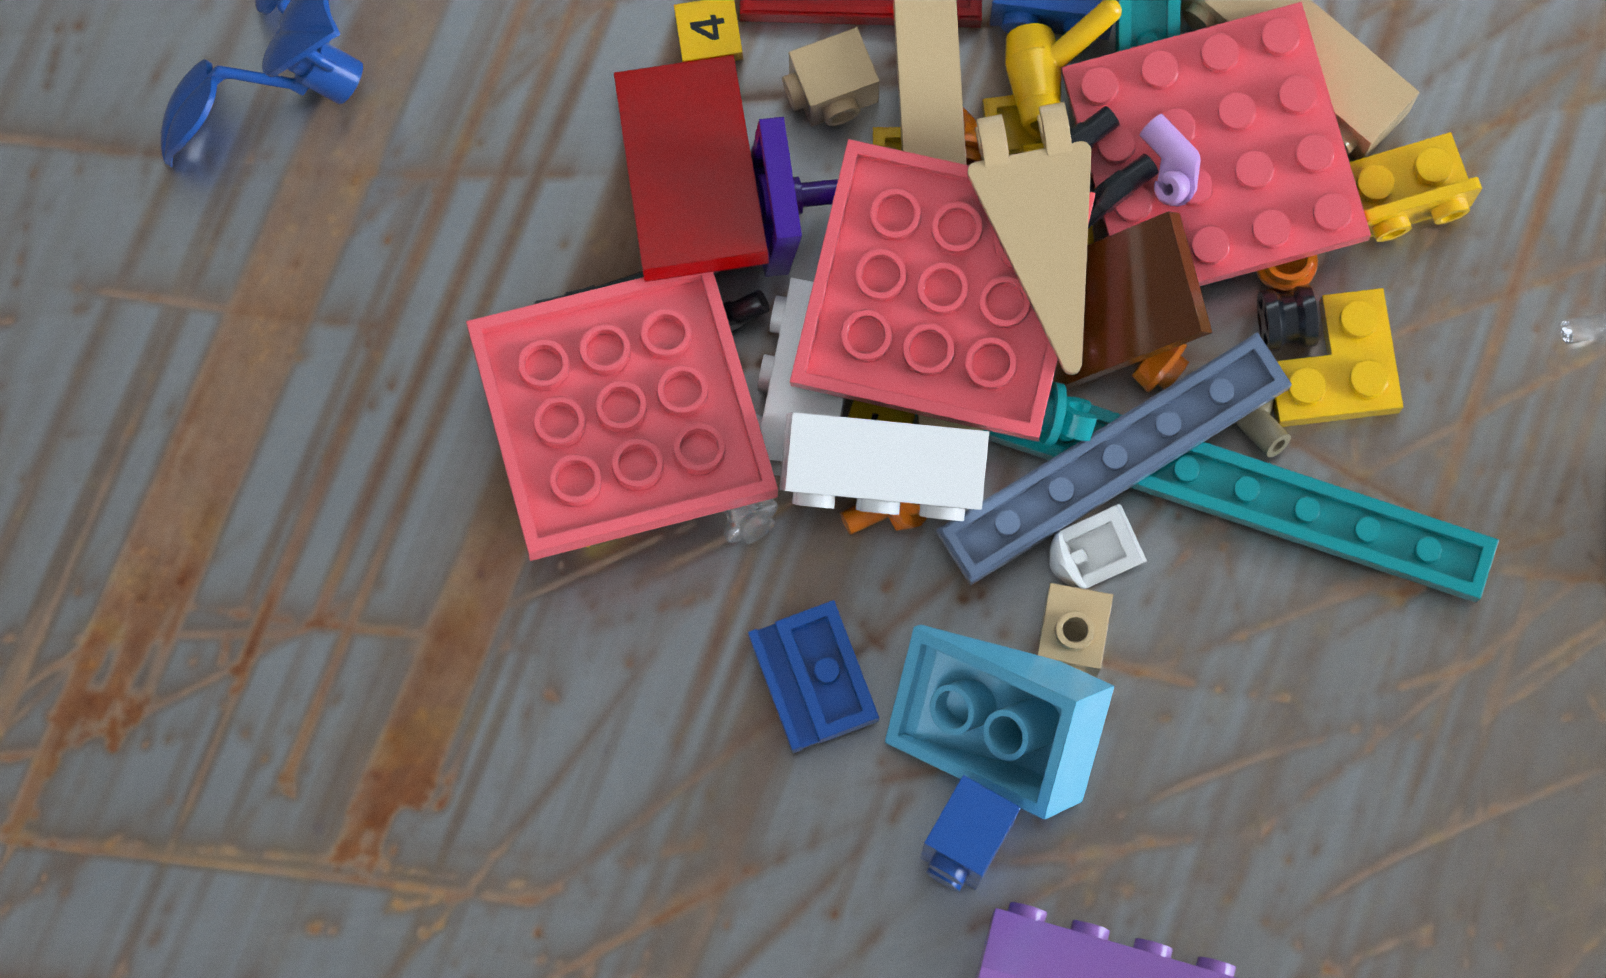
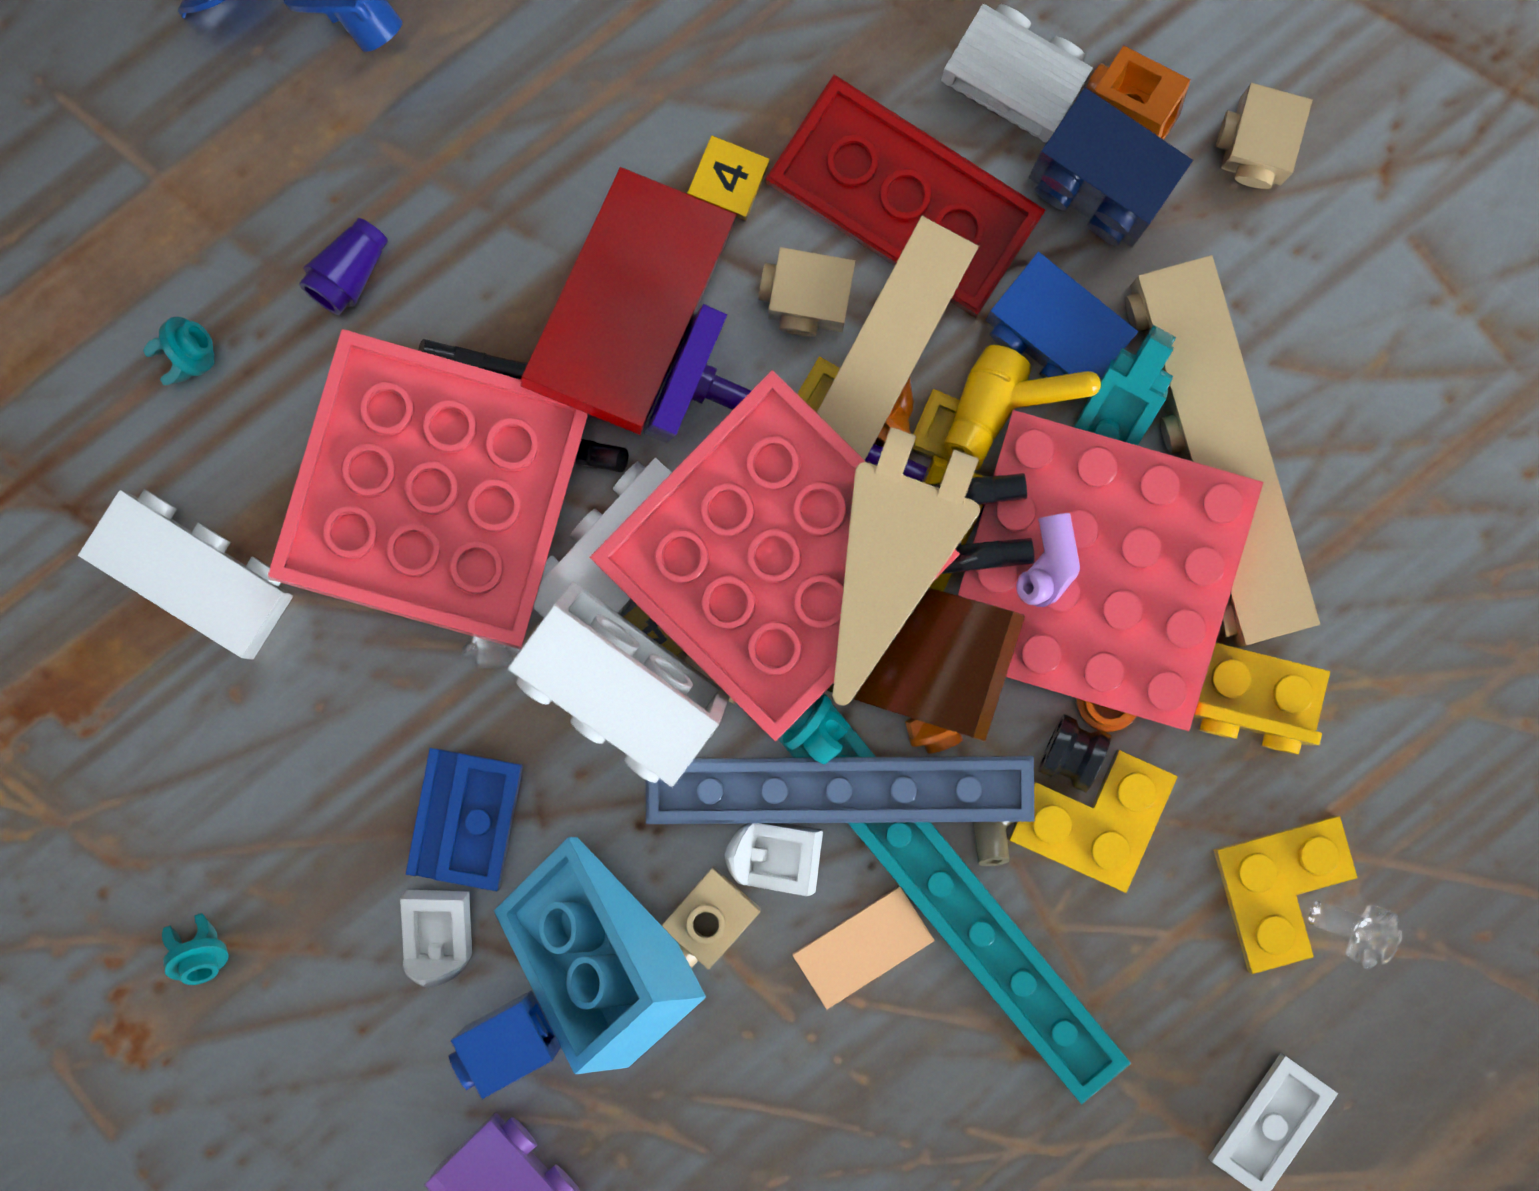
camera: 25 degrees right, 10 degrees up
(337, 424) = (186, 346): none -> teal plate
(431, 285) = (343, 267): none -> dark purple cone
(451, 610) = (187, 572): none -> white brick
(655, 931) = (196, 959): none -> teal plate
(849, 786) = (435, 935): none -> white plate
(1215, 584) = (863, 947): none -> light nougat tile
(1509, 332) = (1263, 882): none -> yellow plate

